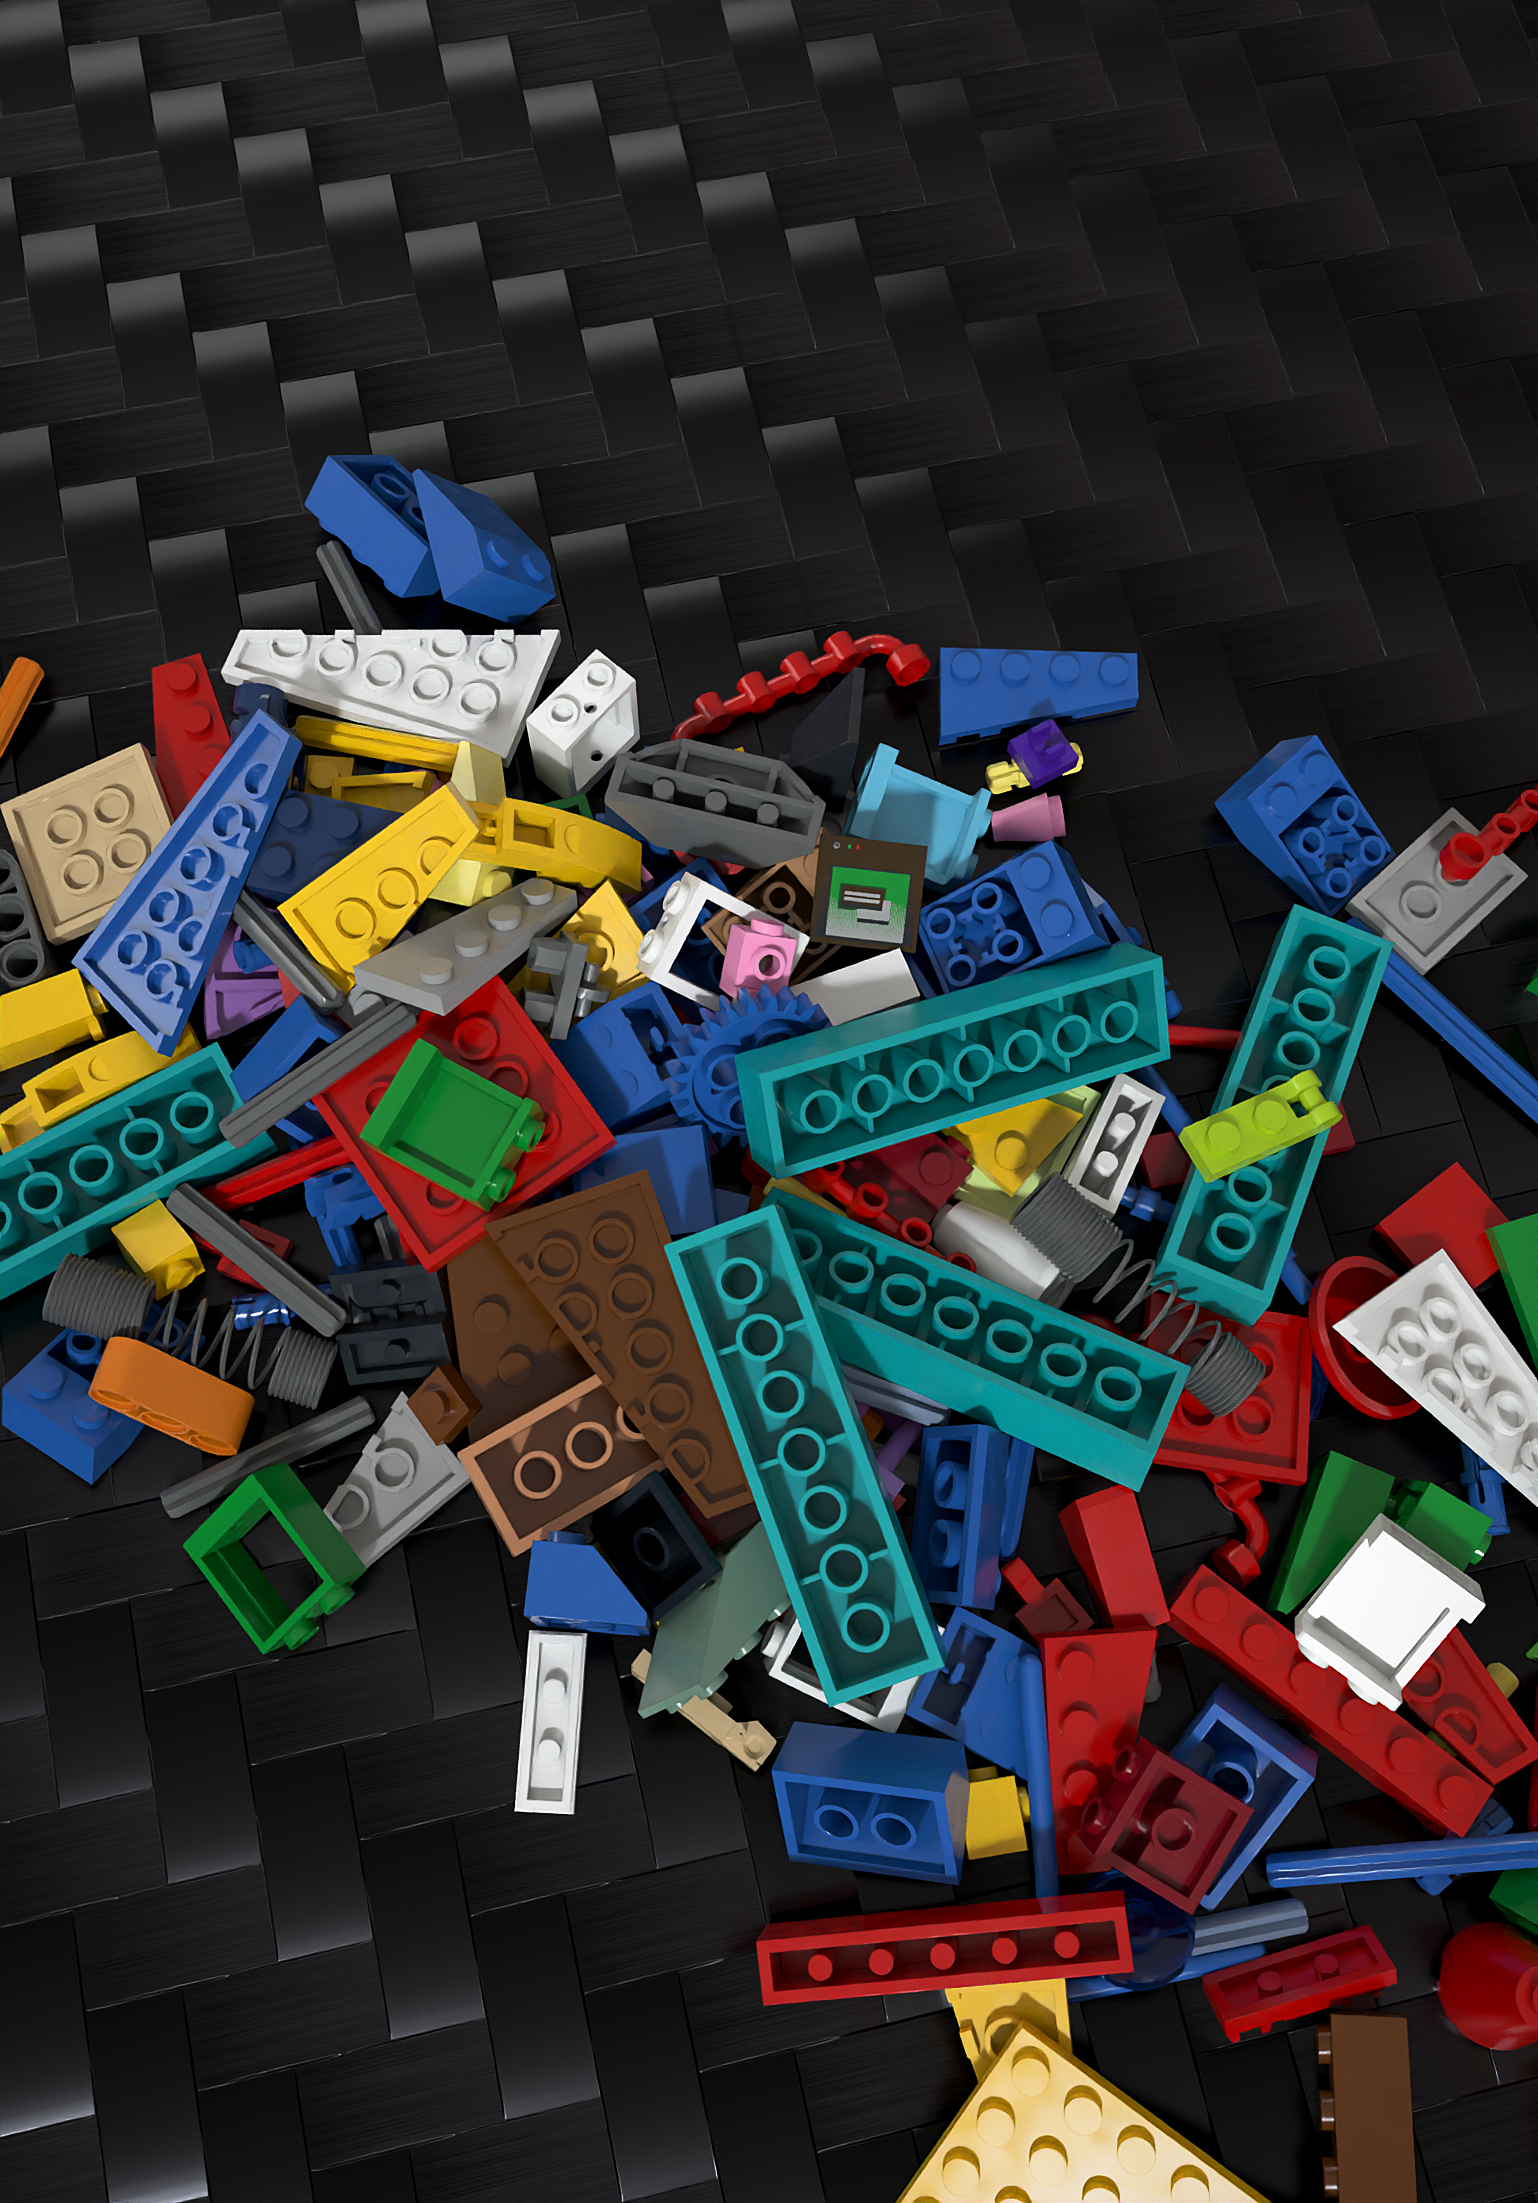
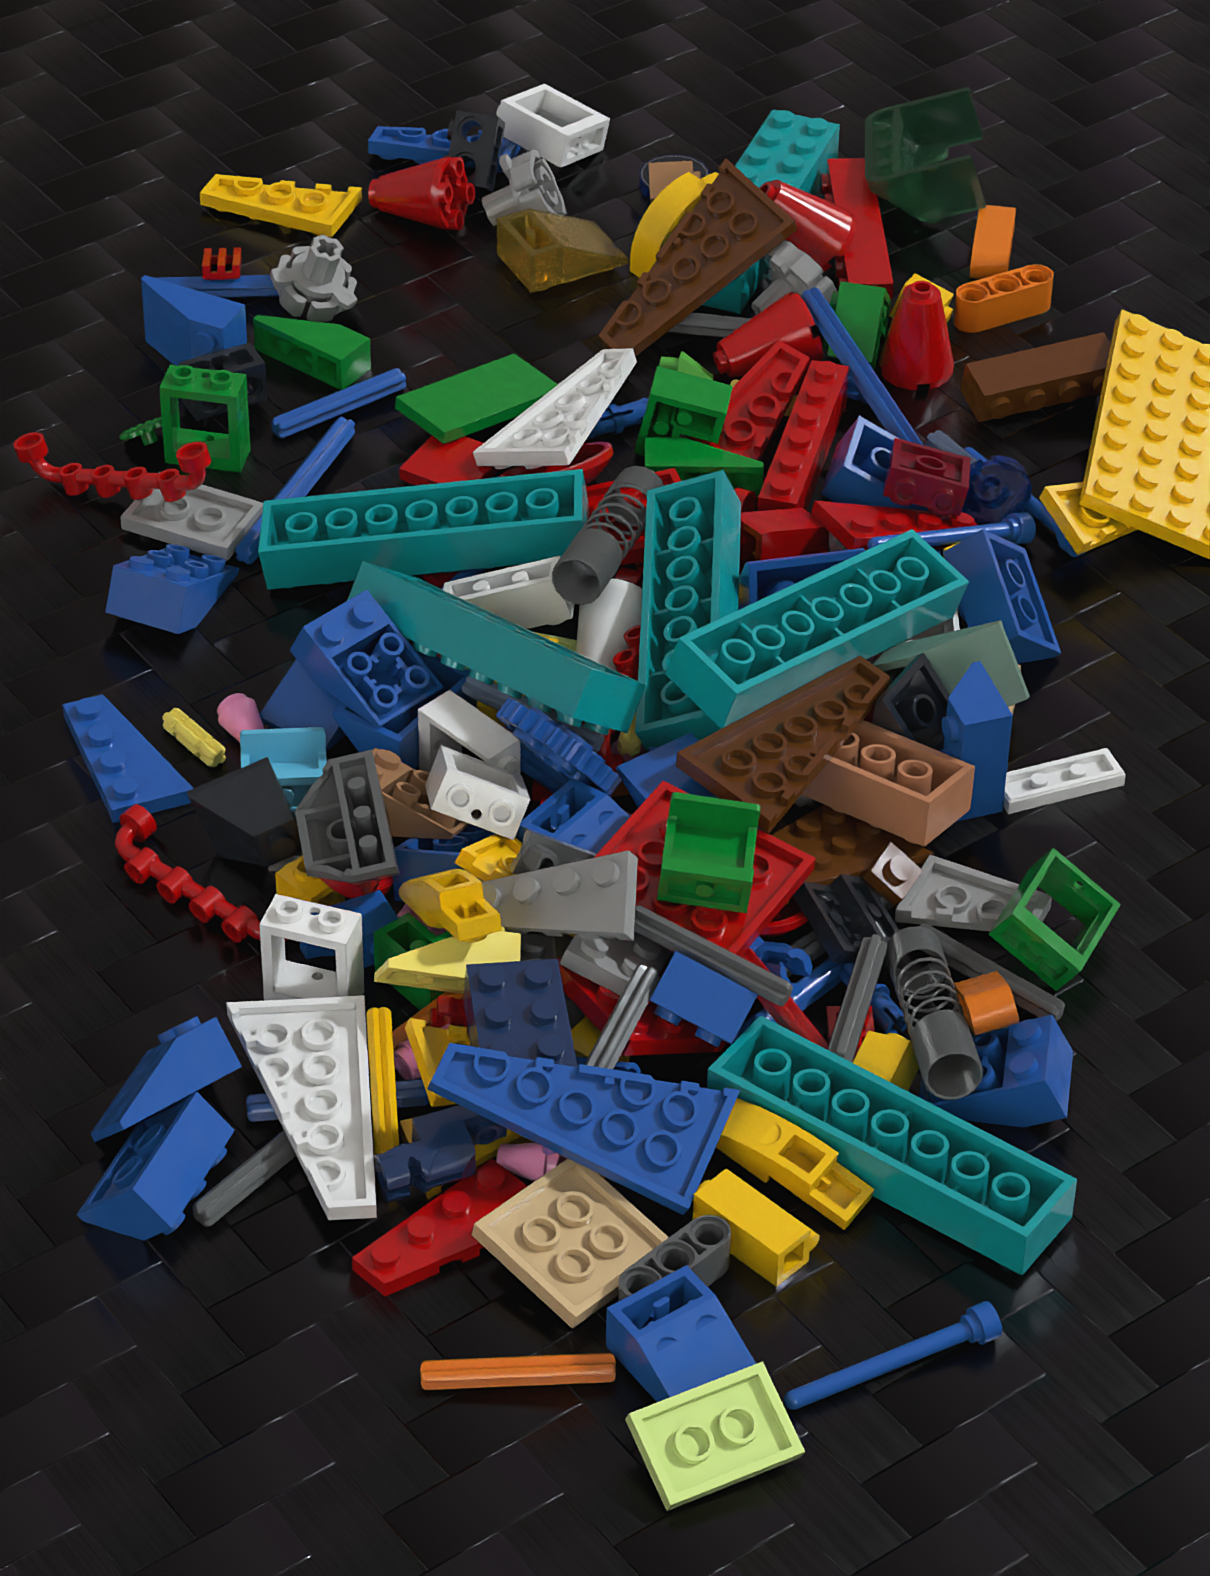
camera: 110 degrees left, 30 degrees down
(380, 886) = (543, 944): yellow wing -> none
(746, 949) = (486, 746): bright pink brick -> none
(867, 893) = (388, 731): tile -> none
(945, 1948) = (1065, 545): red brick -> none
(1042, 753) = (188, 718): dark purple tile -> none
(1258, 1127) = (456, 505): lime plate -> none
(1299, 1981) = (972, 423): red plate -> none
(1385, 1611) = (741, 402): white panel -> none

